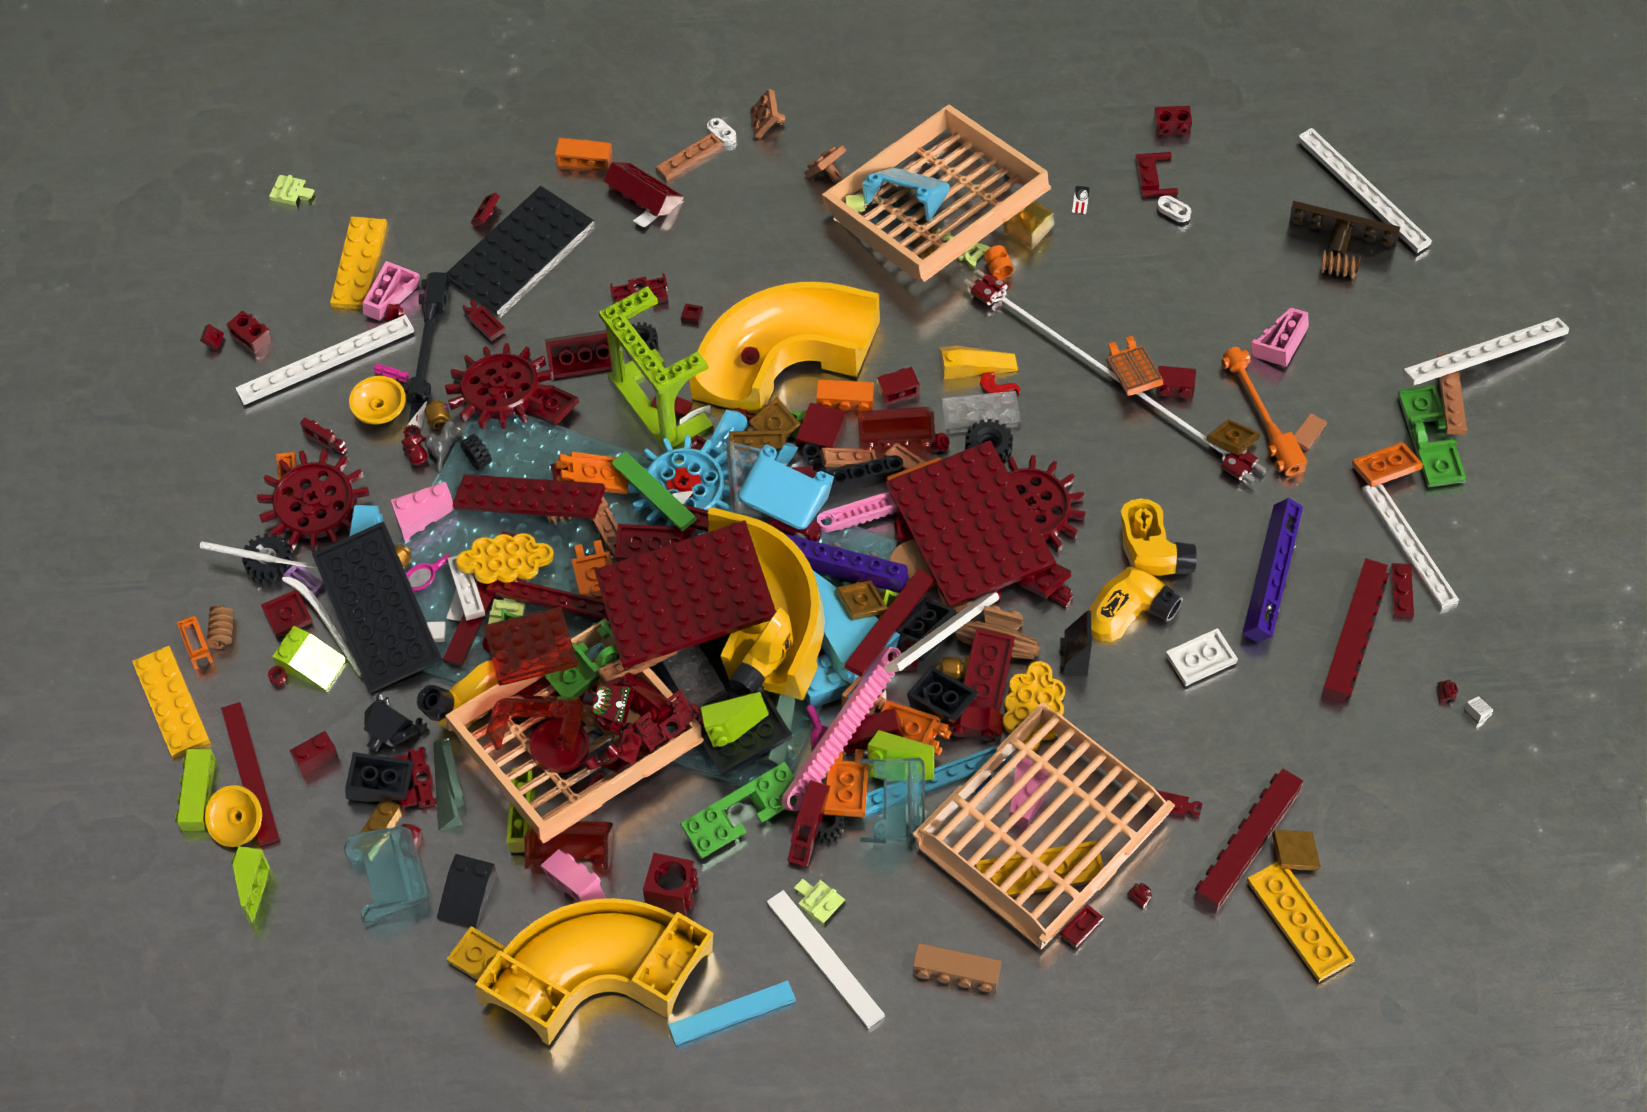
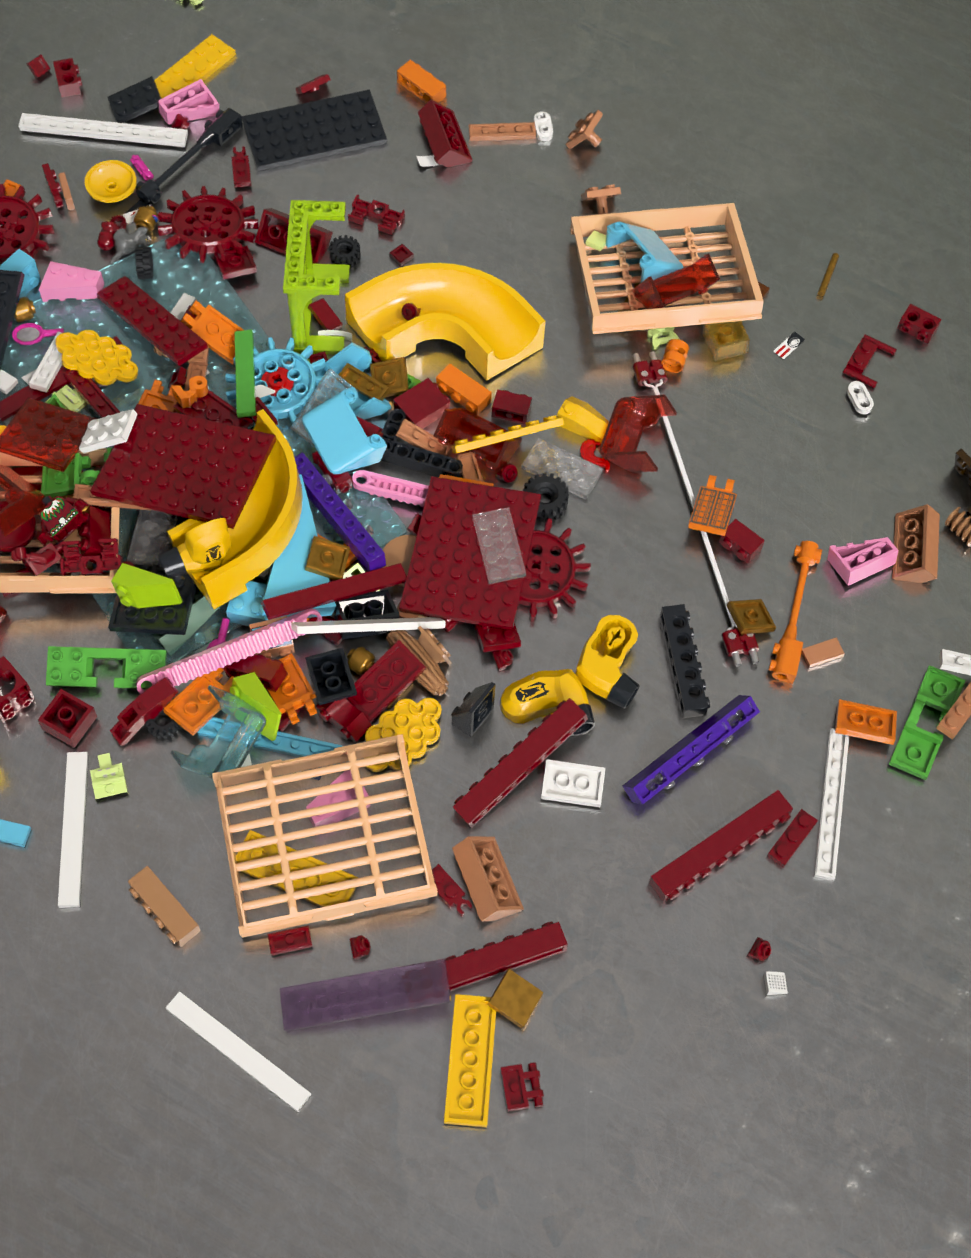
camera: 30 degrees right, 5 degrees up
(333, 315) = (135, 100): none -> black plate
(341, 433) = (66, 191): none -> nougat tile
(536, 468) = (182, 305): none -> white sticker
(589, 607) = (108, 431): none -> white plate
(591, 533) = (178, 377): none -> dark red plate
(624, 529) = (198, 388): none -> orange leg
(745, 872) = (67, 718): none -> dark red brick
(925, 405) = (513, 432): none -> yellow plate
(962, 196) = (677, 285): none -> clear red windscreen
(994, 501) = (499, 545): none -> clear plate
(1004, 338) = (626, 427): none -> clear red windscreen
(1065, 121) = (828, 274): none -> pearl gold bar
(1113, 1038) = (238, 1051): none -> white tile
(1152, 665) = (520, 762): none -> dark red brick
(1180, 924) = (365, 995): none -> clear purple plate
(1196, 774) = (487, 878): none -> nougat slope
(1212, 514) = (689, 705): none -> black brick
(1309, 293) = (917, 544): none -> nougat slope
(1352, 918) = (515, 1089): none -> dark red plate

